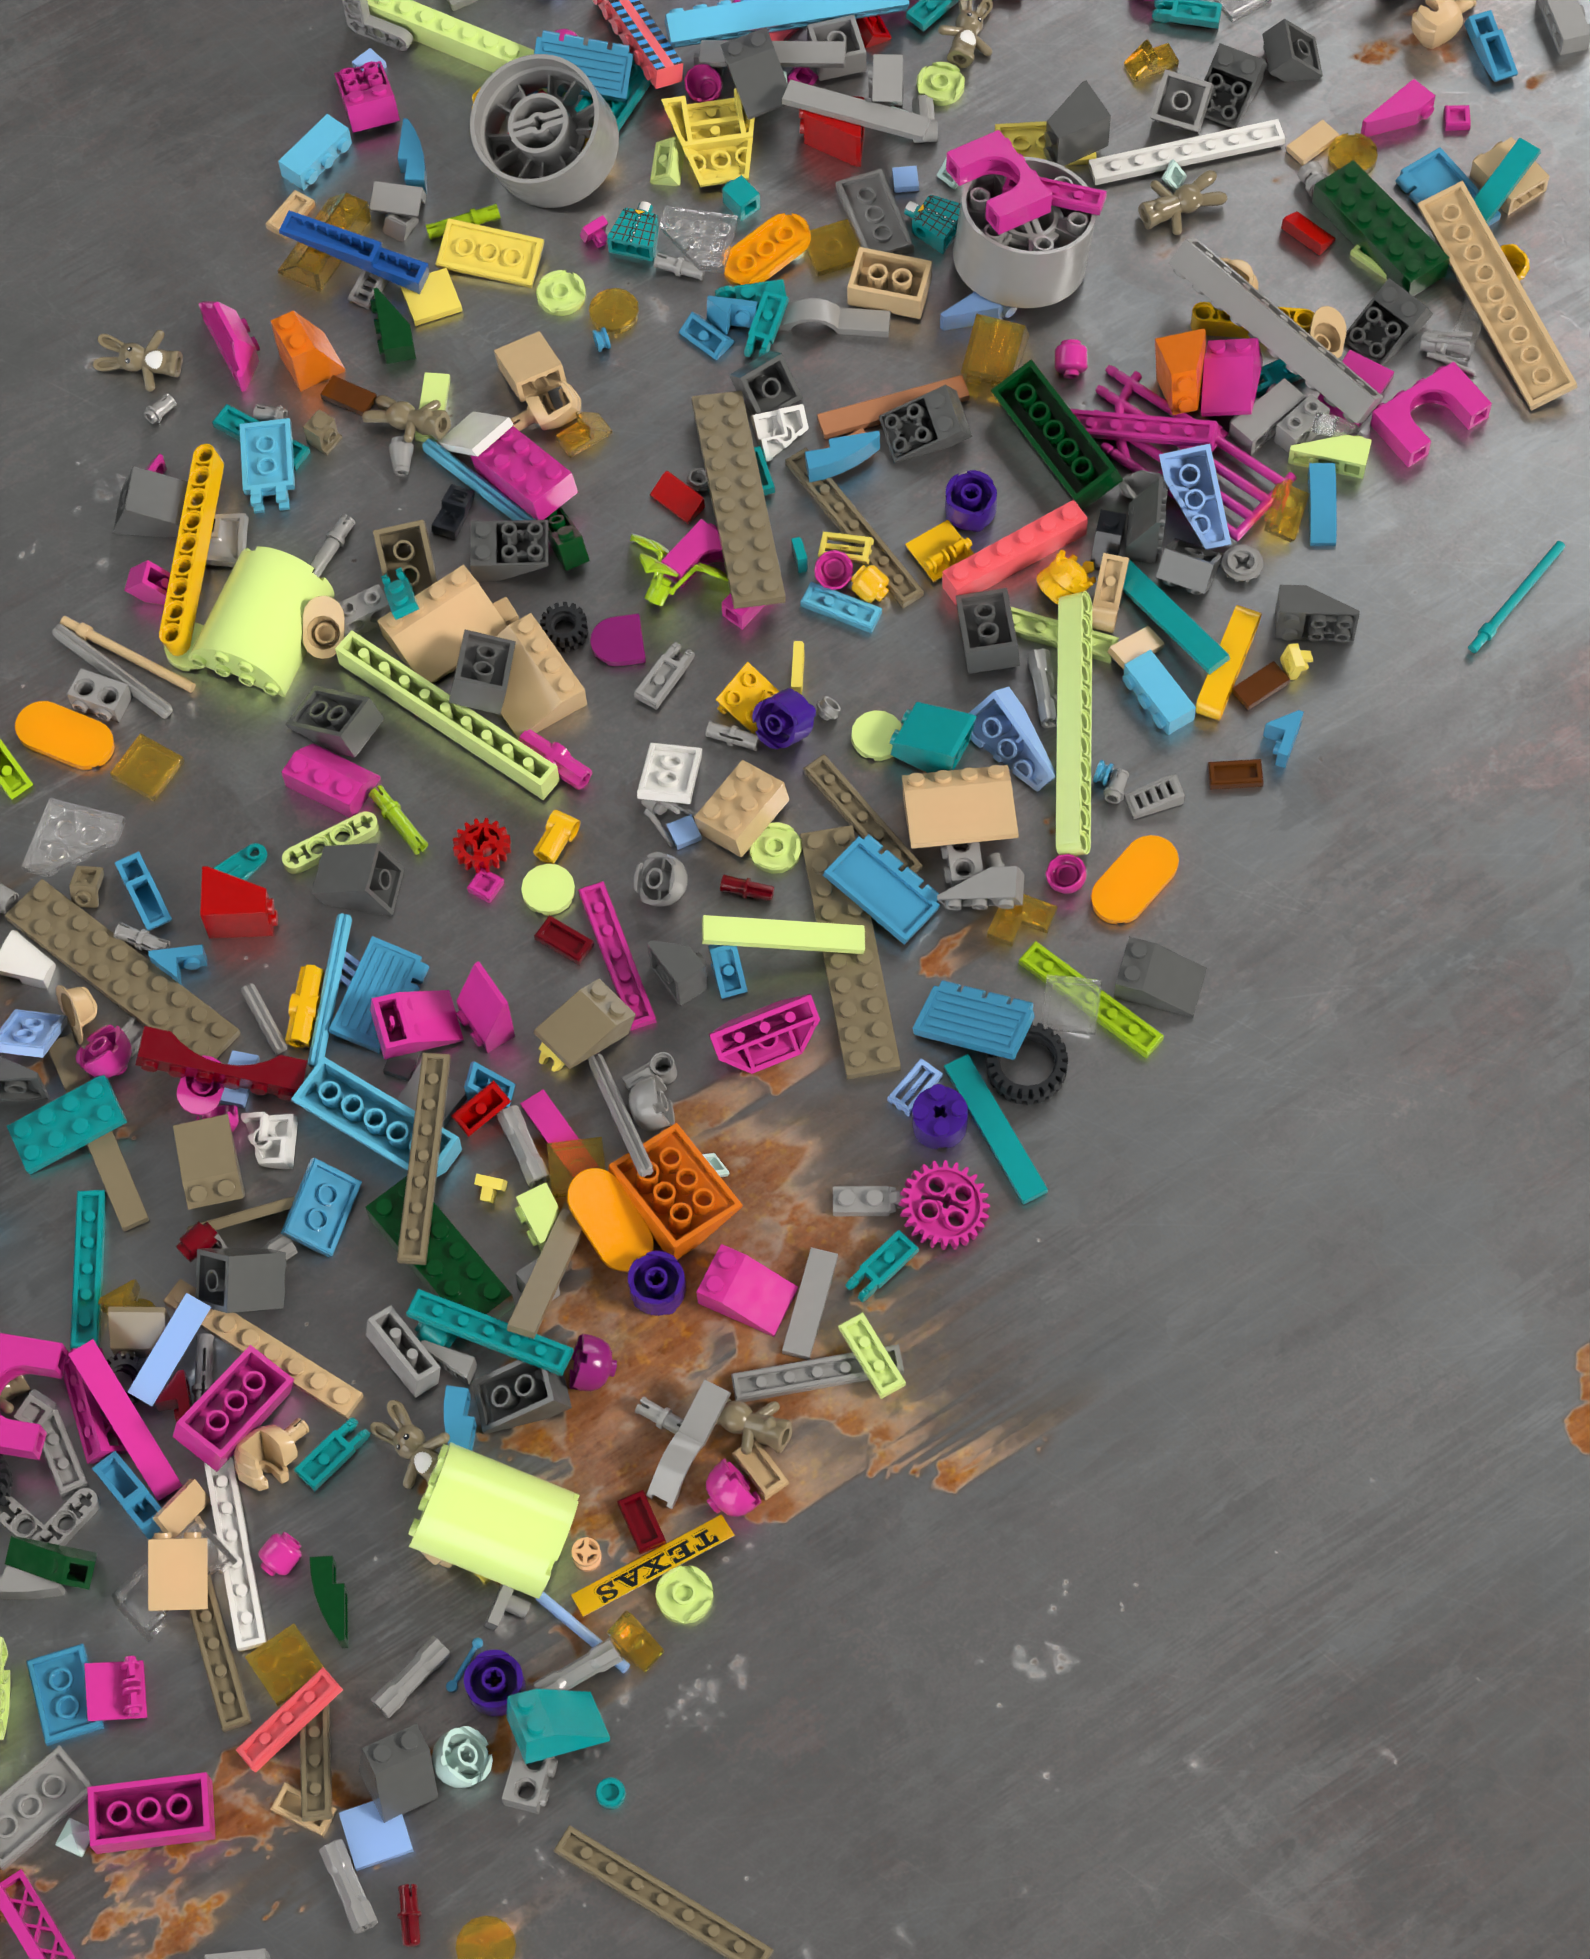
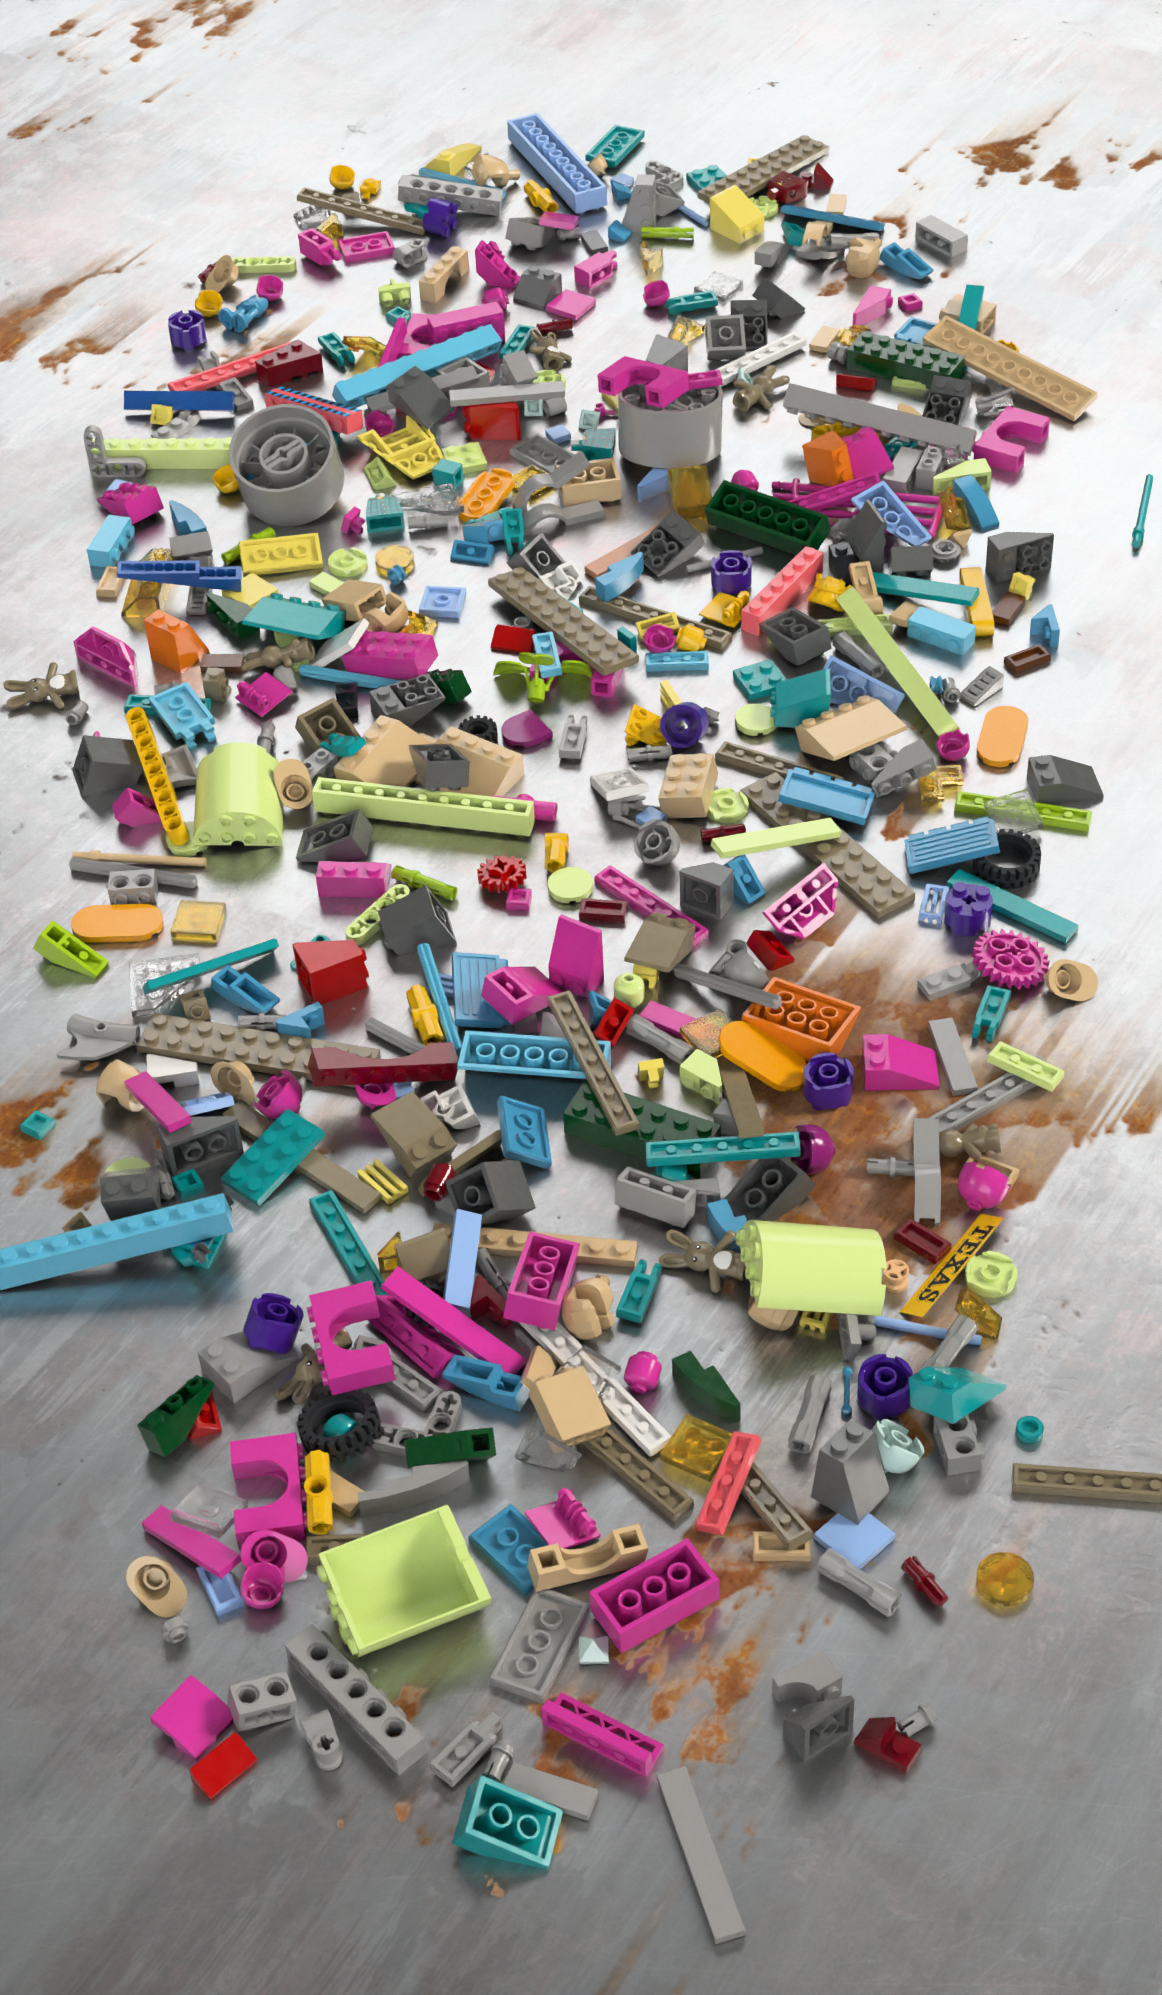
camera: 25 degrees left, 20 degrees down
(110, 1745) = (557, 1566): none -> tan arch
(122, 845) = (210, 966): none -> teal tile
(154, 1180) = (377, 1170): none -> light yellow tile
(366, 465) = (262, 694): none -> dark pink hinge
(448, 373) = (296, 617): none -> slope
(520, 319) = (324, 583): none -> yellowish green tile
(524, 1068) = (629, 989): none -> yellowish green head
(633, 401) = (442, 601): none -> light blue tile
(690, 547) = (545, 644): none -> medium azure tile
(706, 1074) = (769, 950): none -> red slope
(777, 175) = (468, 455): none -> yellowish green plate
(839, 271) = (555, 479): none -> light grey piece
(917, 676) = (758, 679): none -> teal plate
(988, 1265) = (1071, 980): none -> tan piece
(994, 469) = (707, 563): none -> light grey bar
(1272, 552) = (961, 537): none -> tan slope

